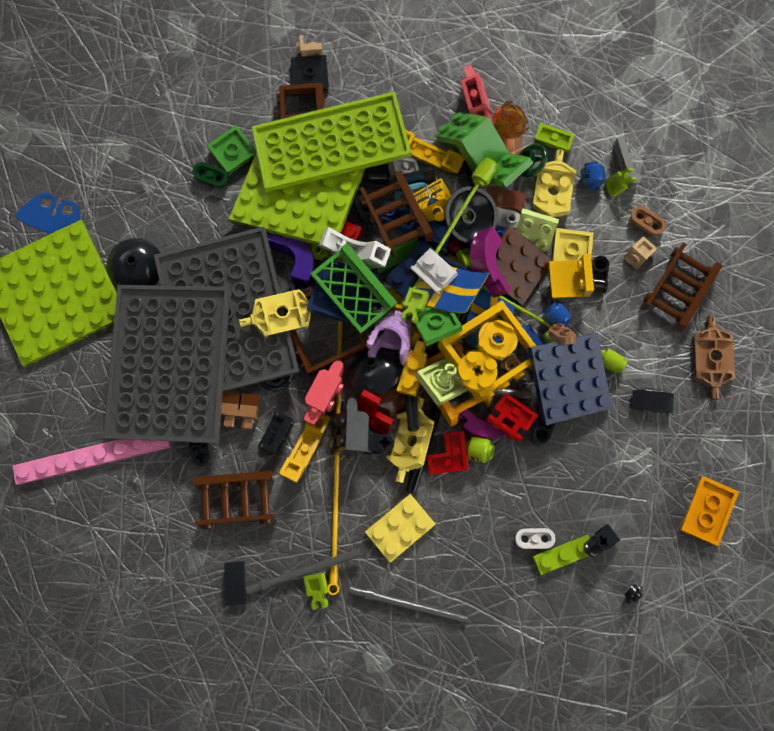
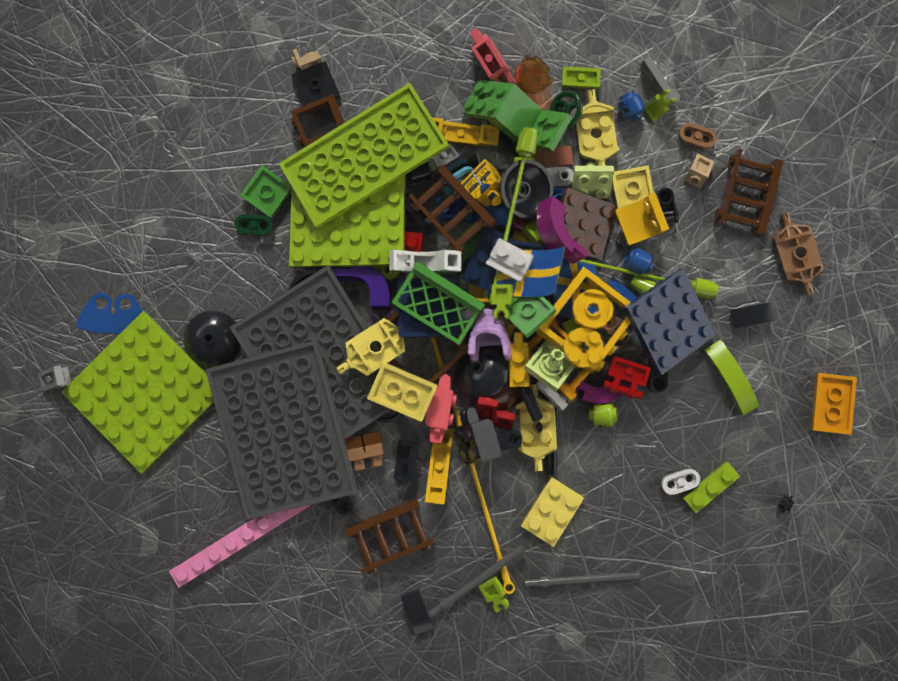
camera: 15 degrees left, 10 degrees up
(292, 361) = (402, 391): none -> light yellow plate
(440, 419) = (557, 399): none -> white plate
(455, 457) = (583, 430): red plate -> none
(562, 334) = (651, 282): medium nougat plate -> none
(601, 541) = (743, 465): black piece -> none
(617, 455) = (732, 376): none -> lime slope

